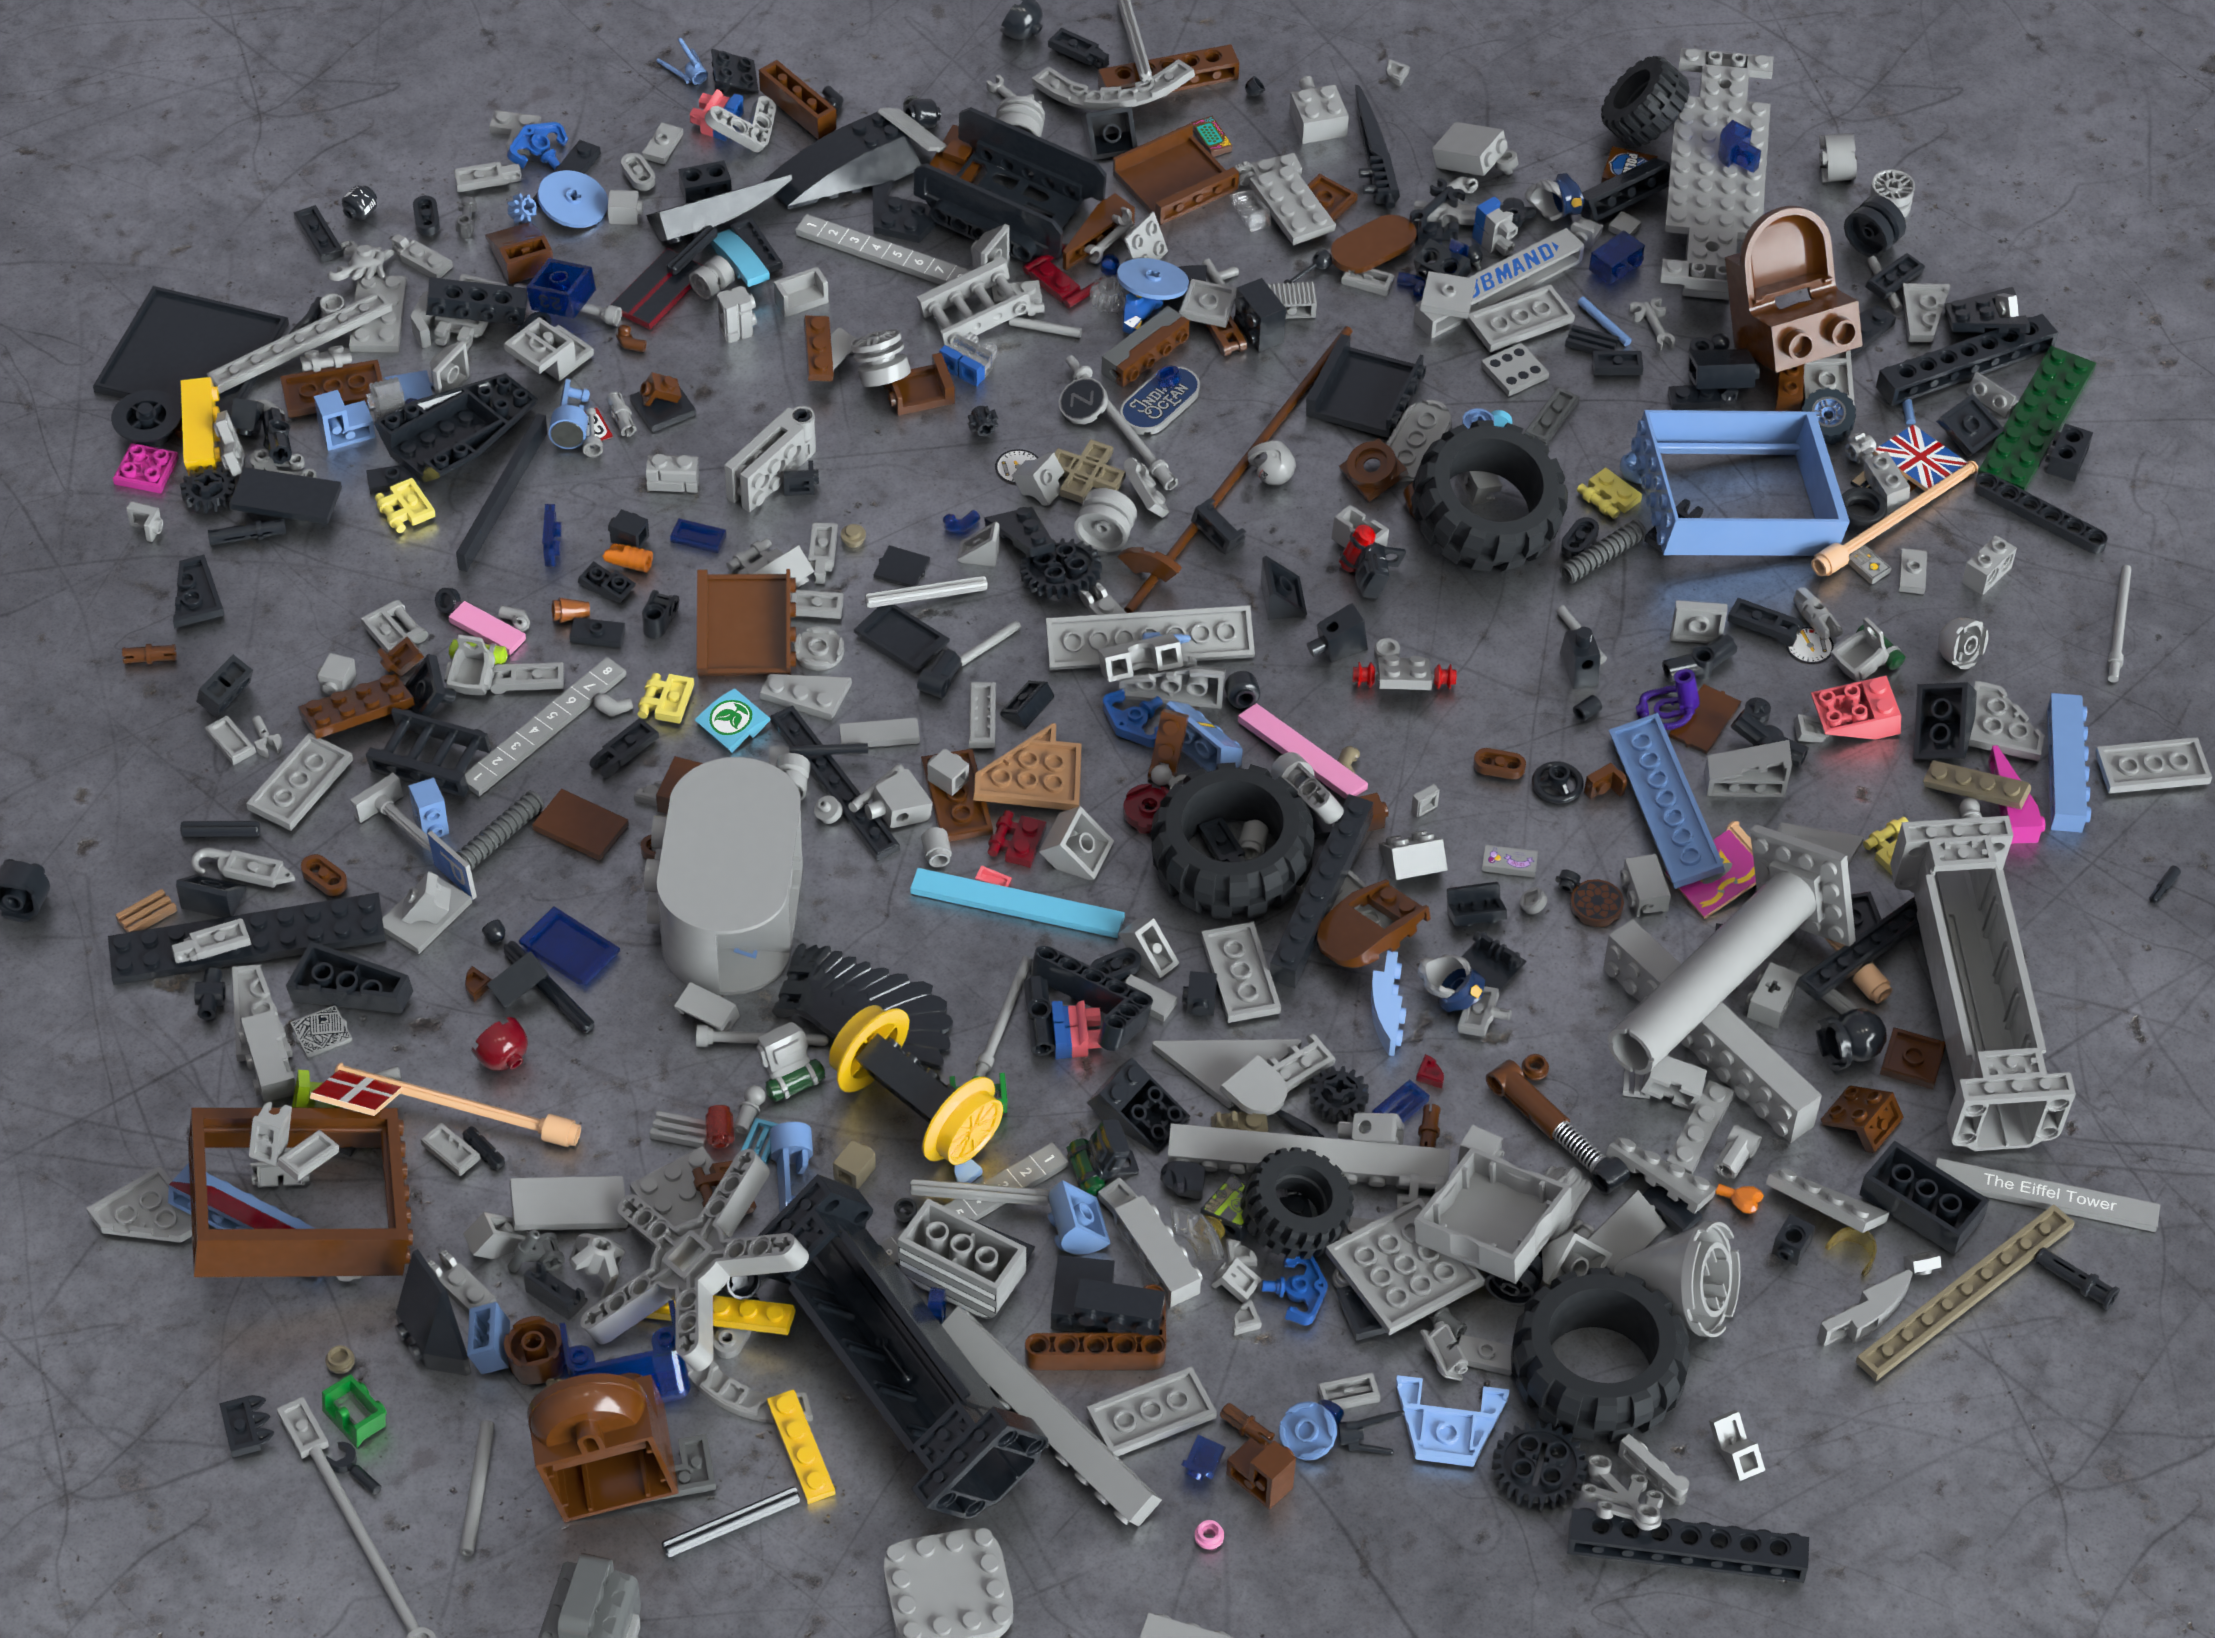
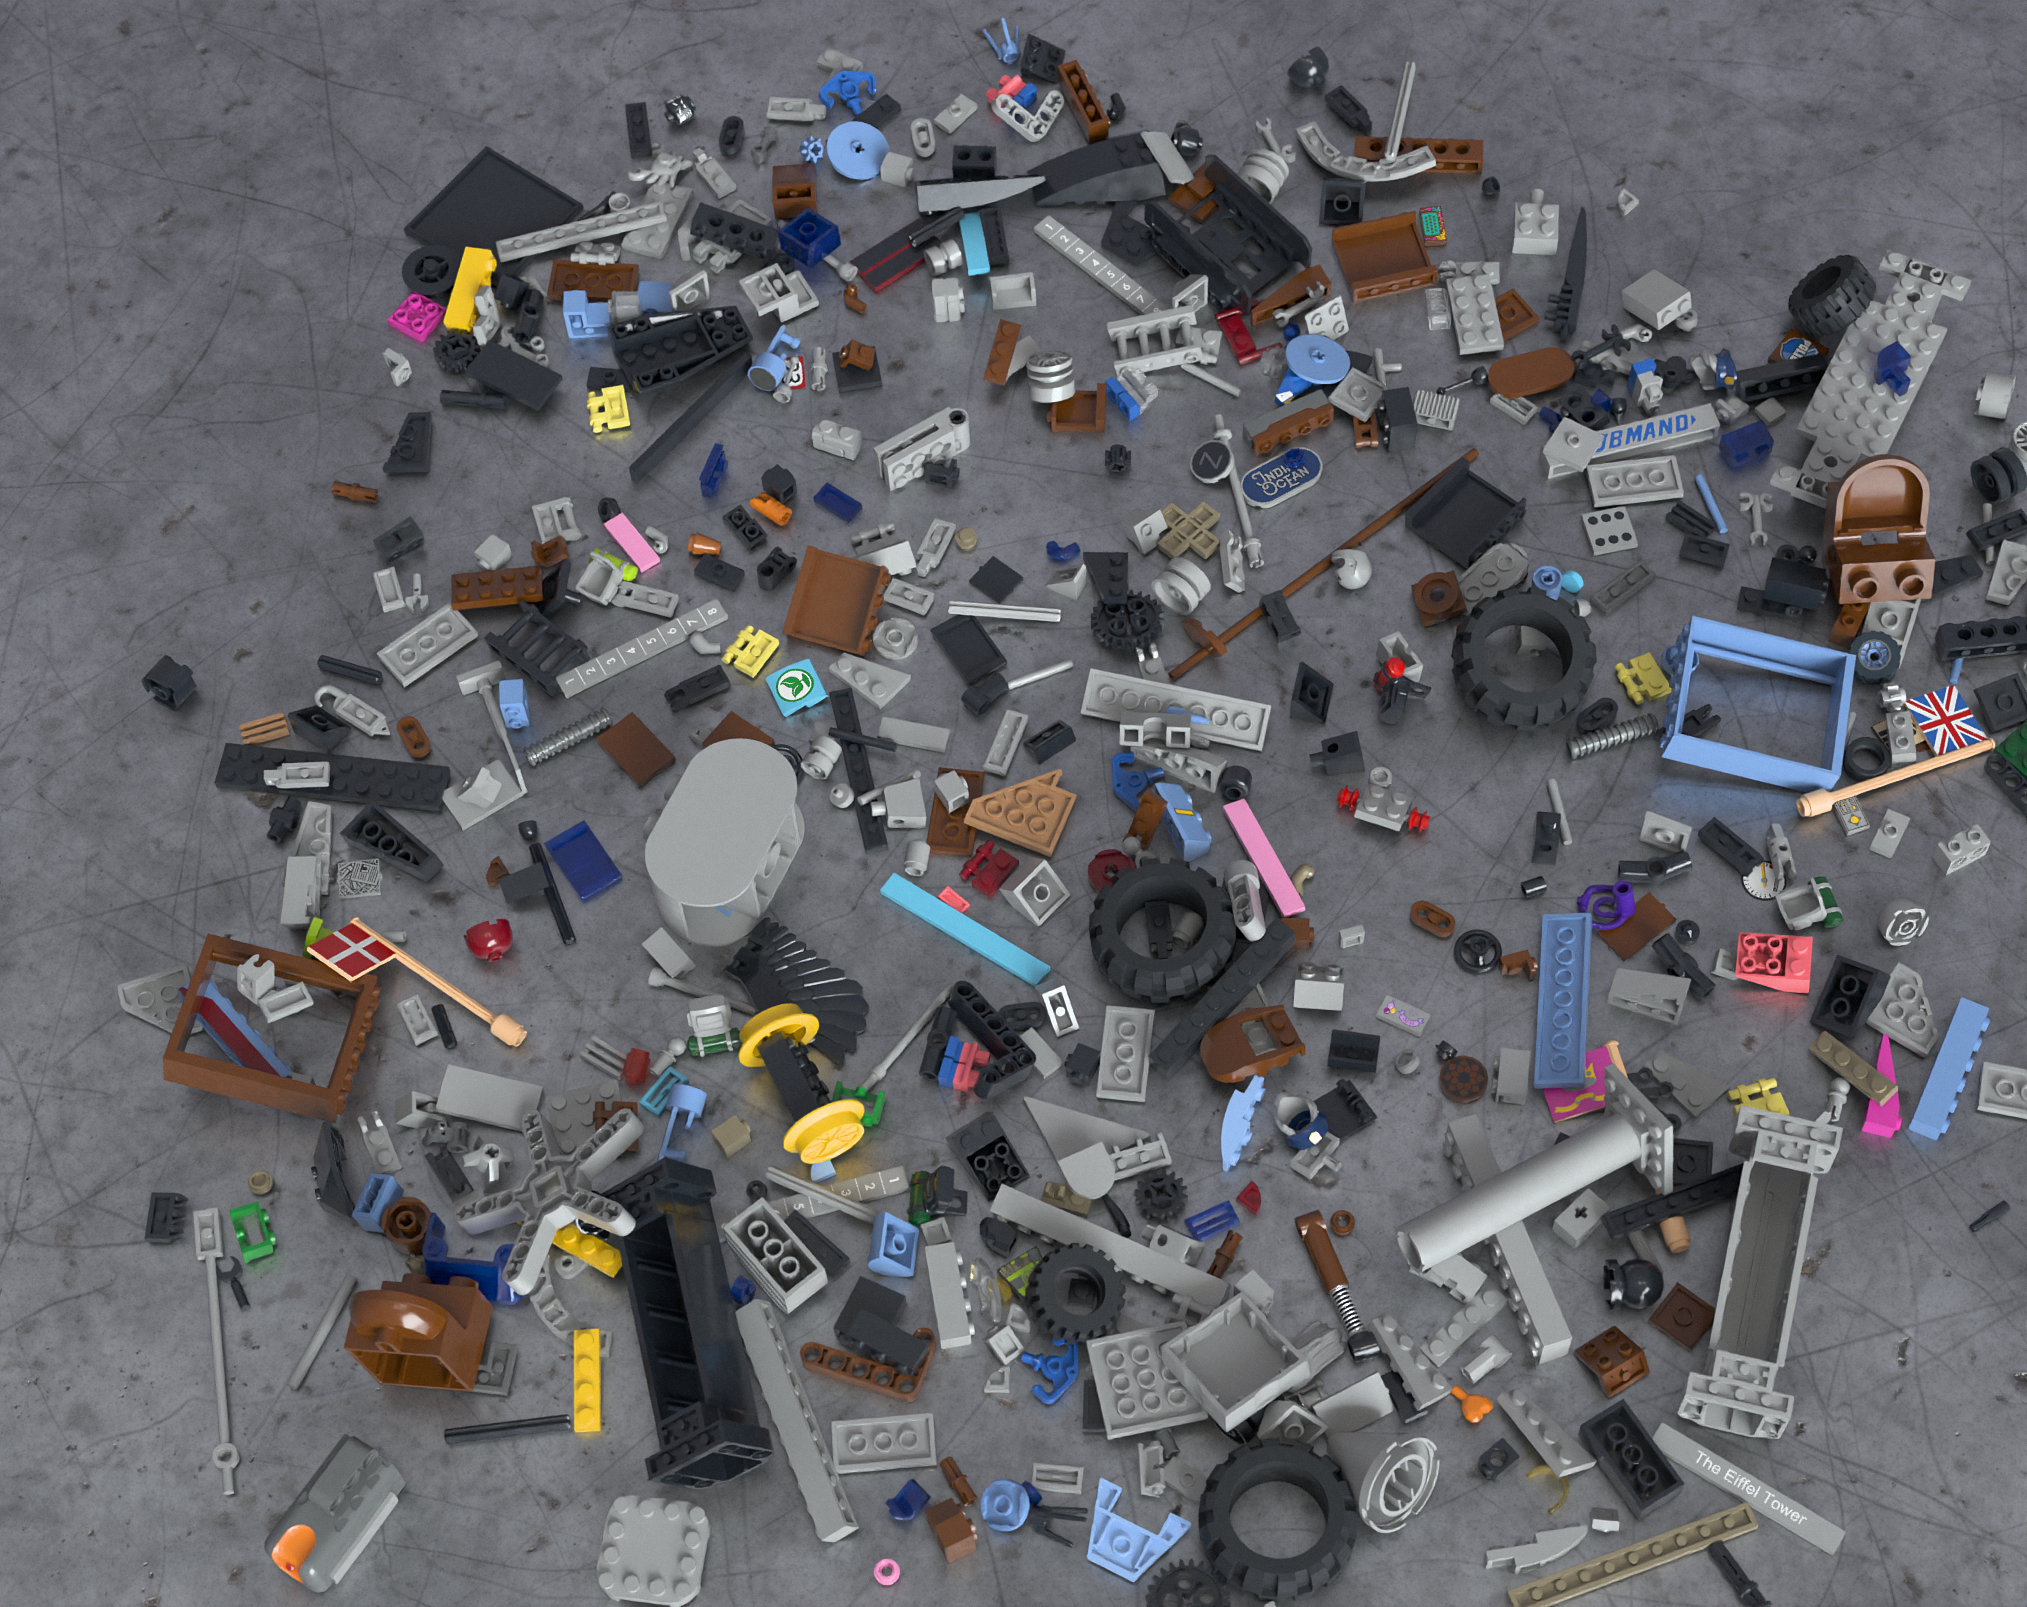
camera: 25 degrees right, 10 degrees up
(1010, 461) = (1130, 501): white sticker -> none

